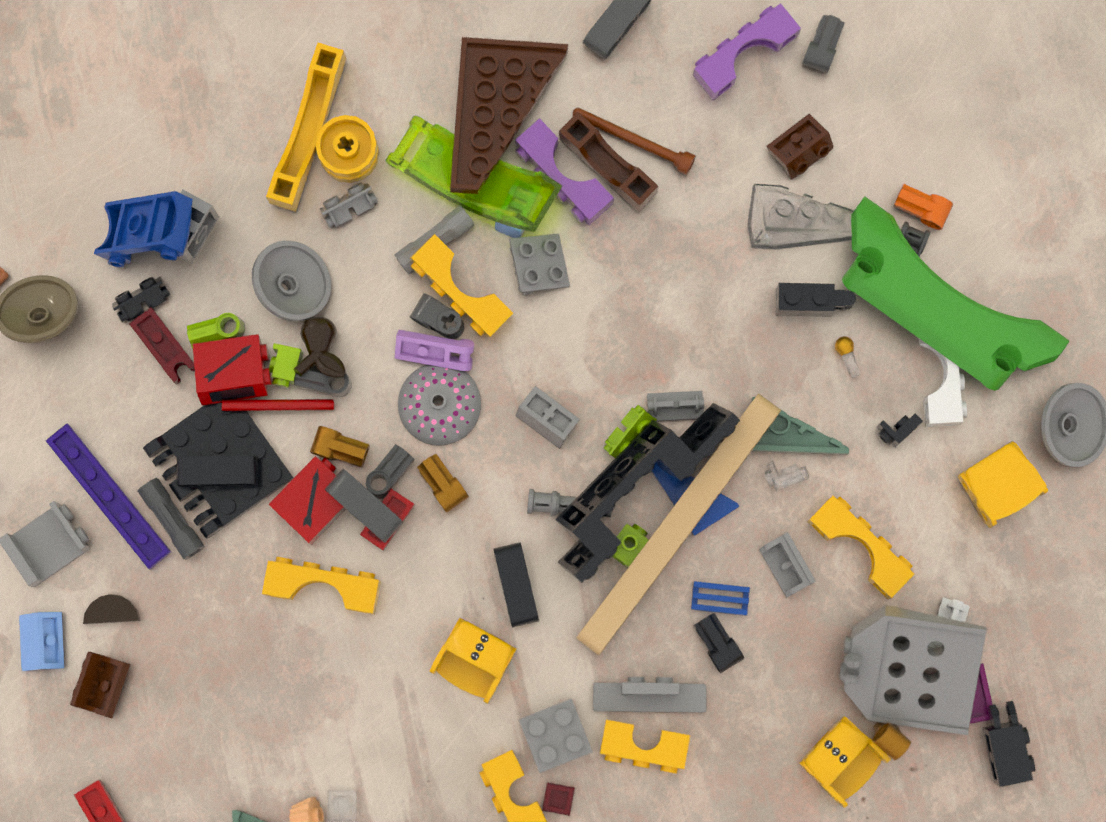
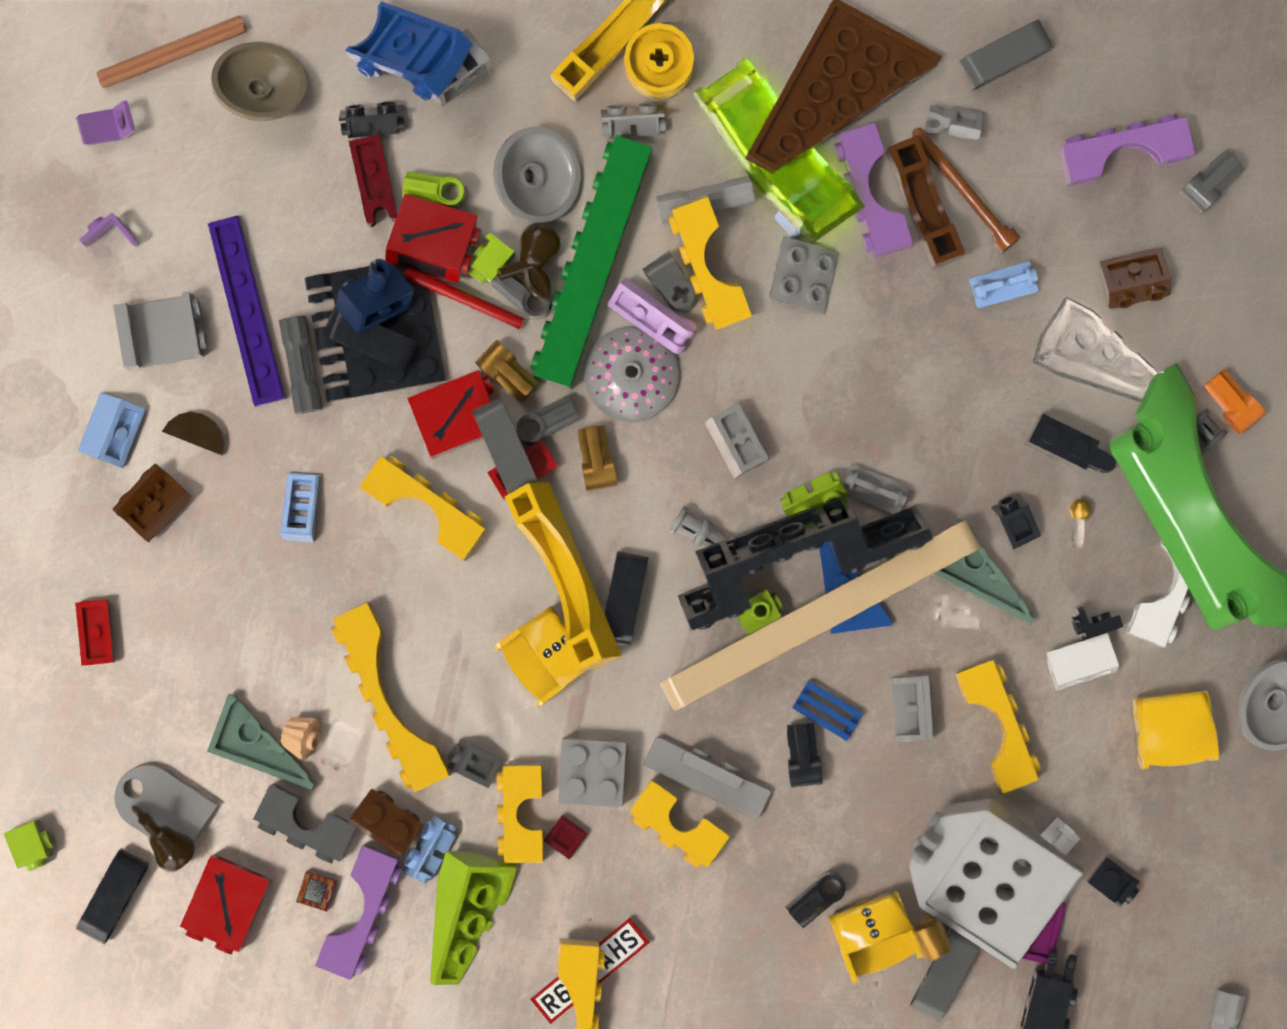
camera: 25 degrees right, 5 degrees up
(205, 434) = (374, 296): none -> dark blue brick
(231, 654) = (300, 534): none -> light blue slope
(320, 714) = (362, 638): none -> yellow arch
(367, 330) = (592, 262): none -> green brick
(456, 773) = (473, 762): none -> dark grey bracket
(496, 619) = (586, 627): none -> yellow arch
(606, 88) = (959, 122): none -> light grey plate
(700, 198) = (1004, 284): none -> light blue hinge
(782, 756) = (815, 901): none -> black piece
(798, 377) = (1016, 520): none -> black bracket
(903, 465) = (1082, 662): none -> white hinge
(915, 768) = (944, 977): none -> dark grey beam
(1013, 628) = (1114, 882): none -> black bracket

